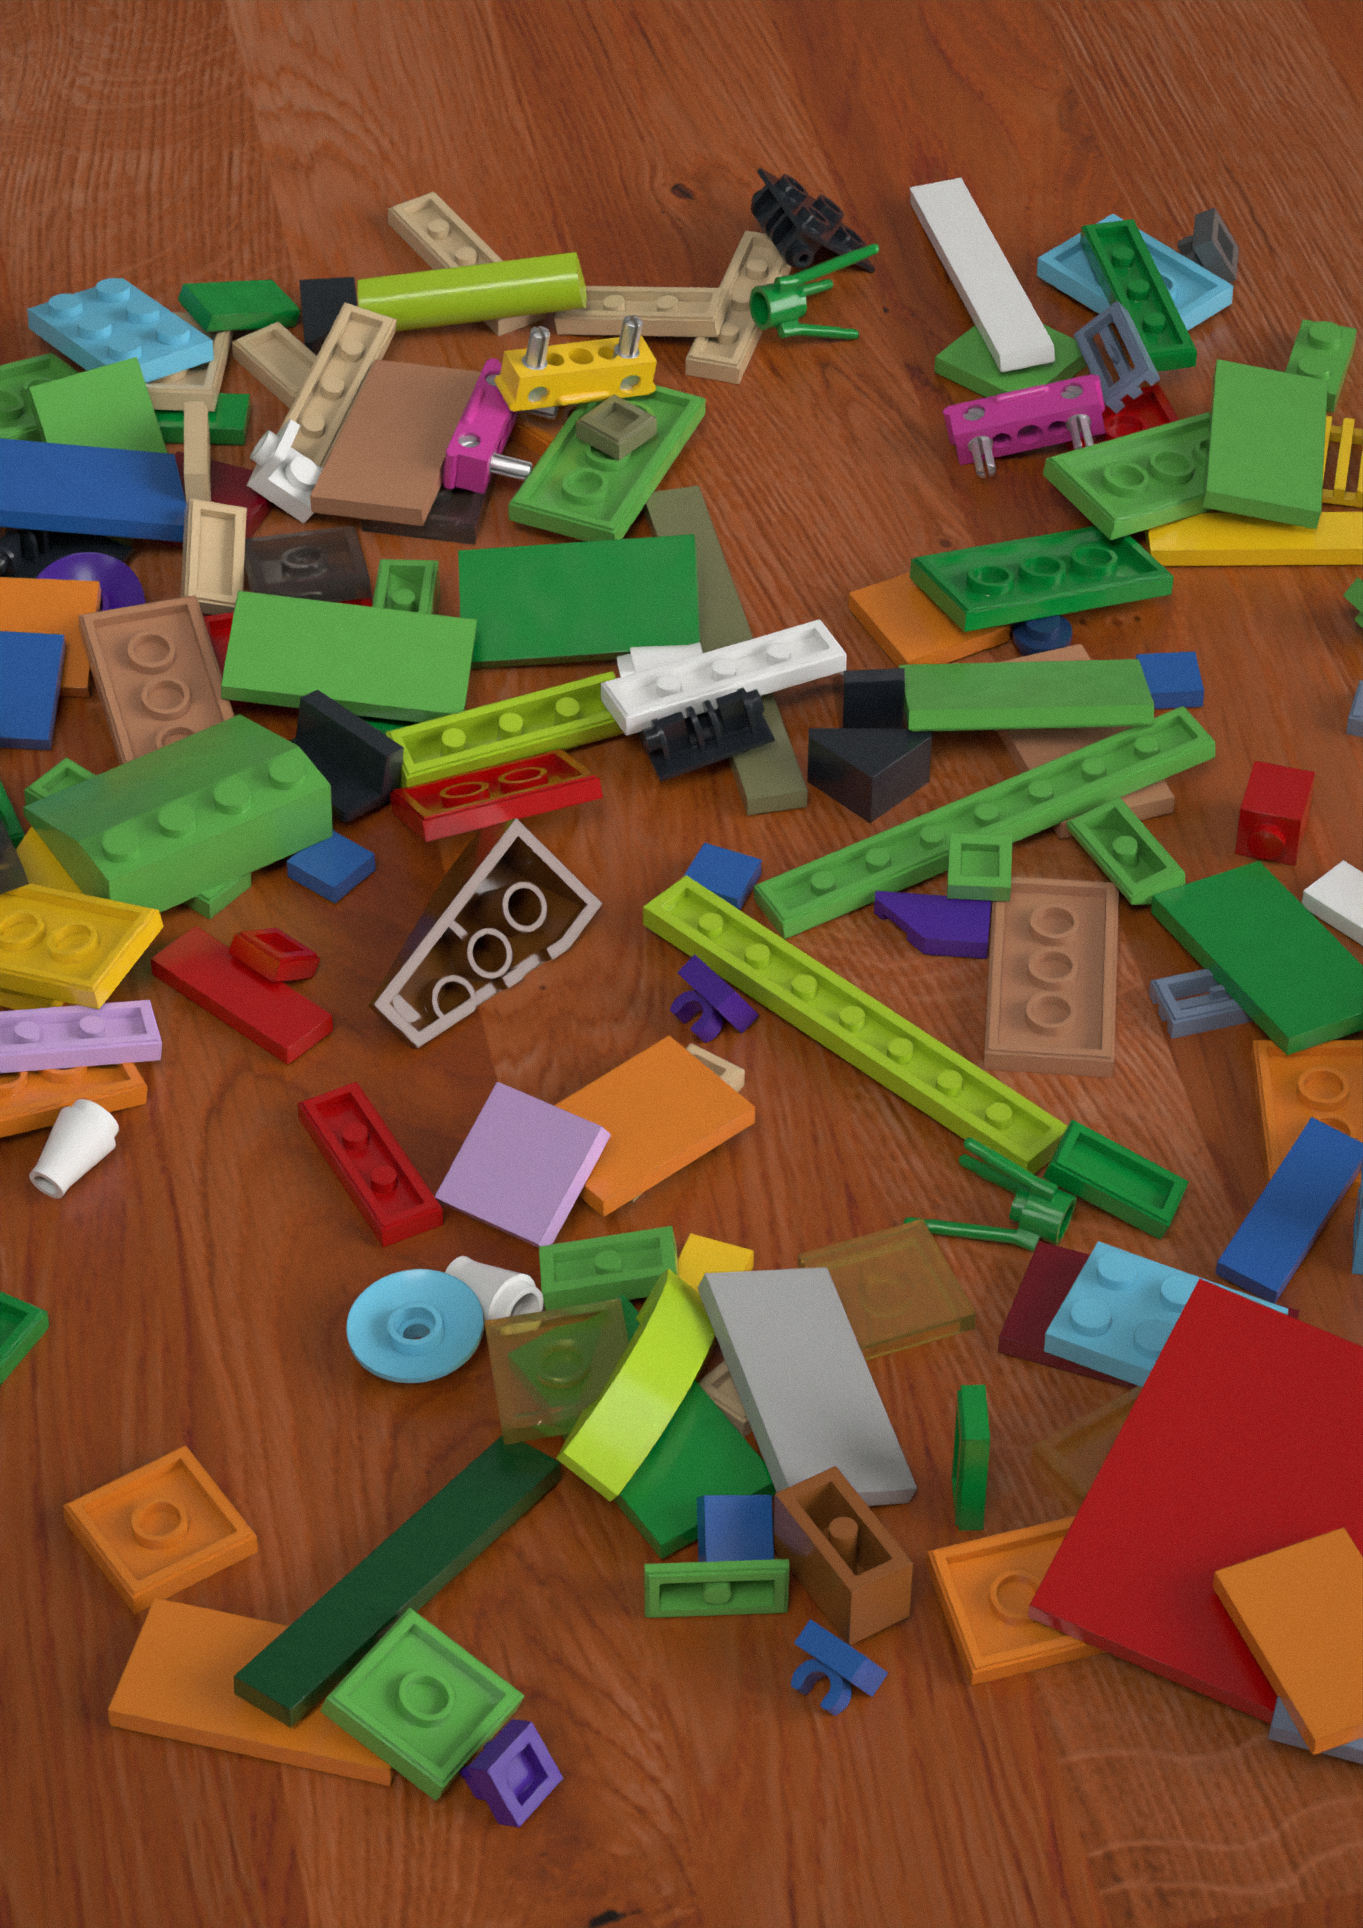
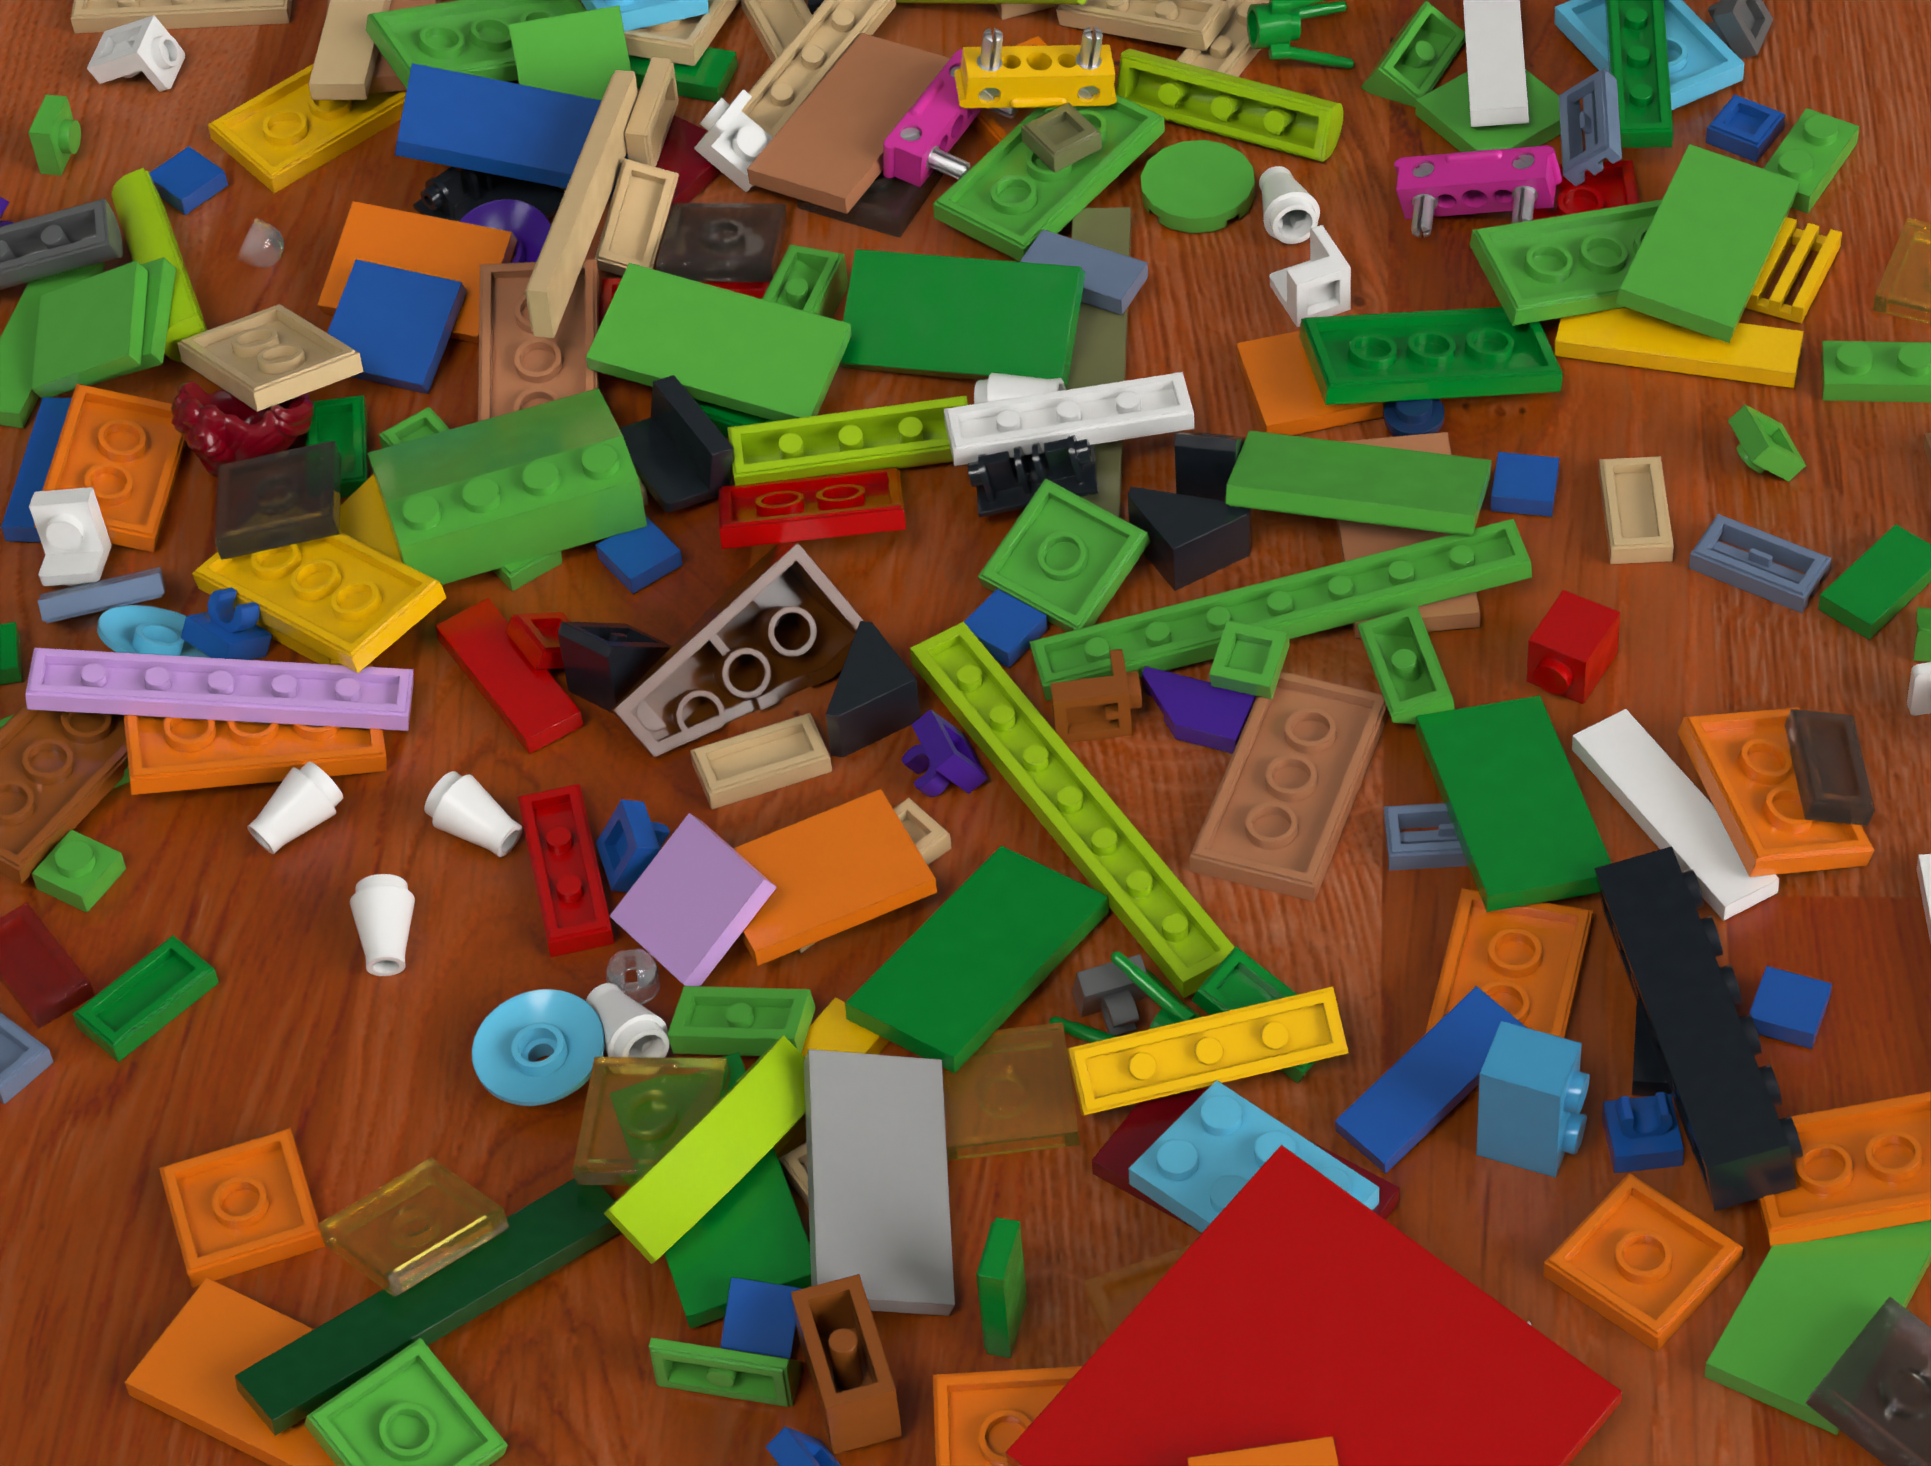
camera: 20 degrees right, 5 degrees up
(170, 543) = (581, 207): none -> tan tile
(206, 1236) = (383, 921): none -> white cone
(258, 1125) = (469, 812): none -> white cone
(343, 968) = (606, 659): none -> black slope
(354, 1510) = (413, 1226): none -> clear yellow tile
(432, 1128) = (629, 844): none -> blue tile
(479, 1233) = (647, 974): none -> clear hinge
(527, 1034) = (761, 761): none -> tan tile
(626, 952) = (872, 694): none -> black slope
(716, 545) = (1109, 276): none -> sand blue tile
(753, 459) = (1197, 185): none -> bright green tile
(762, 803) = (1064, 557): none -> bright green tile
(766, 381) = (1231, 105): none -> lime brick
(817, 1175) = (977, 958): none -> green tile
(845, 931) = (1097, 706): none -> dark orange bracket
(851, 466) = (1287, 206): none -> white cone
(906, 529) = (1315, 286): none -> white panel
(916, 320) = (1416, 57): none -> bright green slope
(959, 1183) = (1112, 992): none -> dark grey tile
(1078, 1216) = (1207, 1050): none -> yellow tile
(1250, 342) = (1745, 128): none -> blue tile
(1280, 689) = (1635, 510): none -> tan tile

